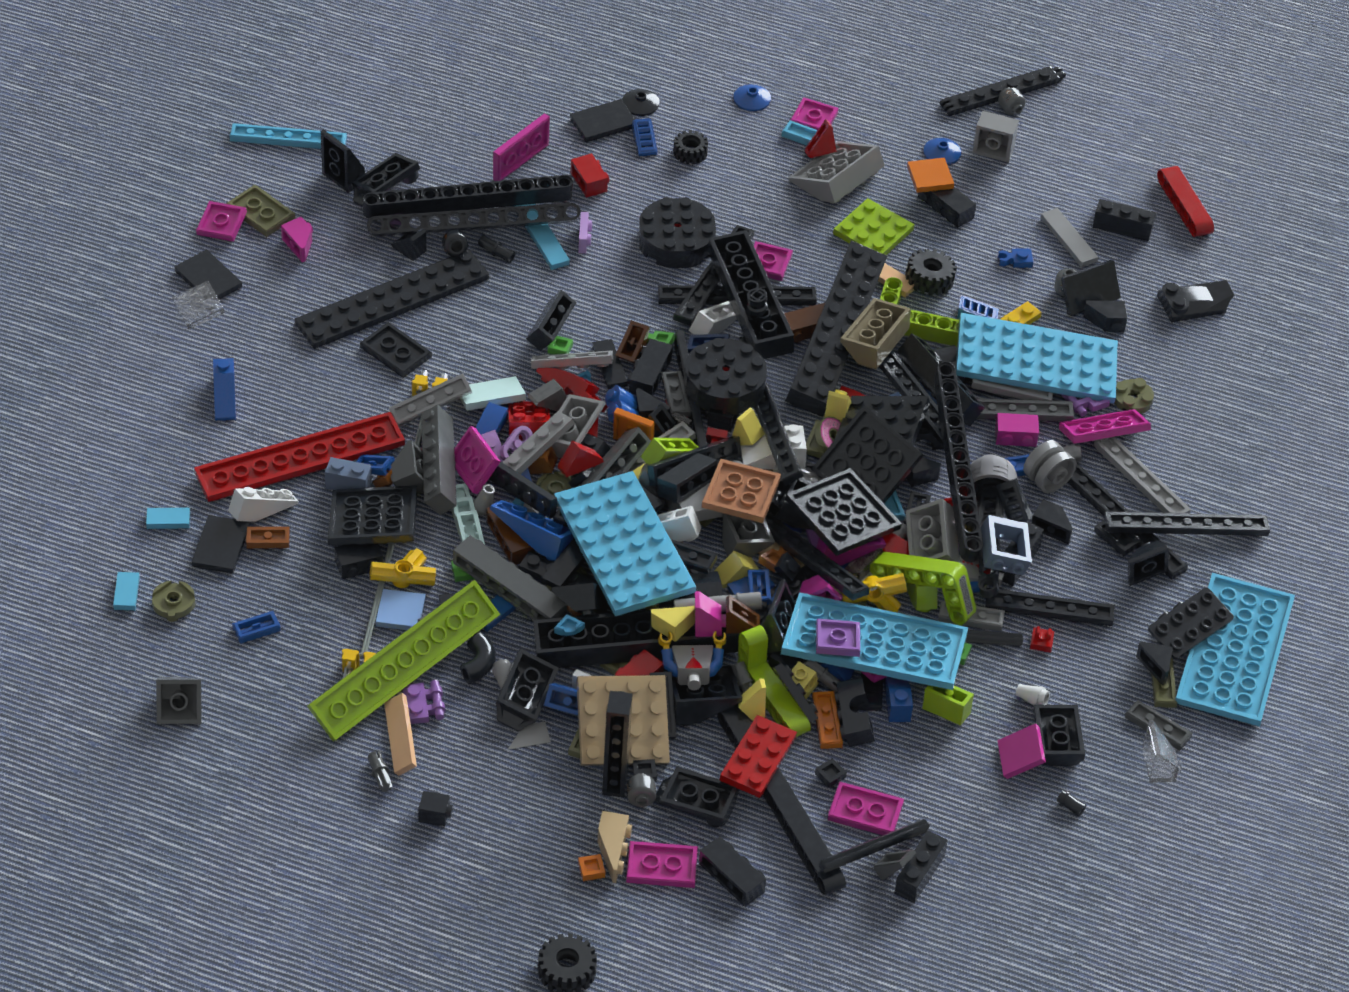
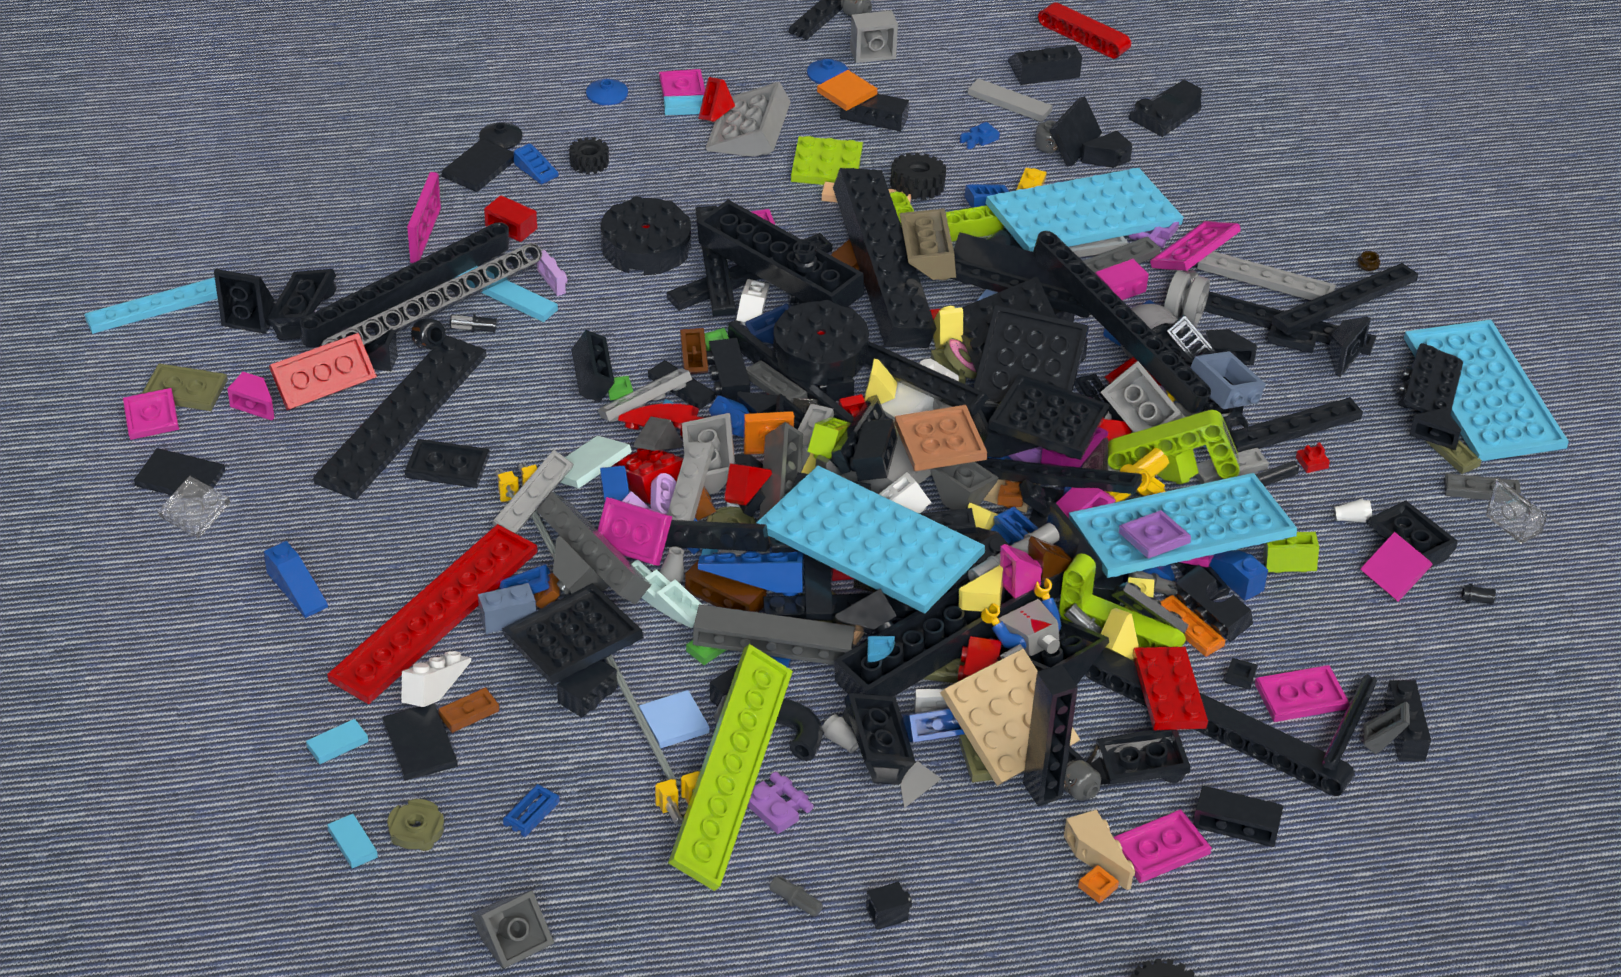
camera: 30 degrees left, 5 degrees down
(357, 240) = (322, 371): none -> plate
(400, 734) = (785, 846): light nougat tile -> none
(404, 571) = (649, 676): yellow piece -> none
(1134, 387) = (1199, 208): olive plate -> none
(1242, 502) = (1369, 261): none -> dark brown plate

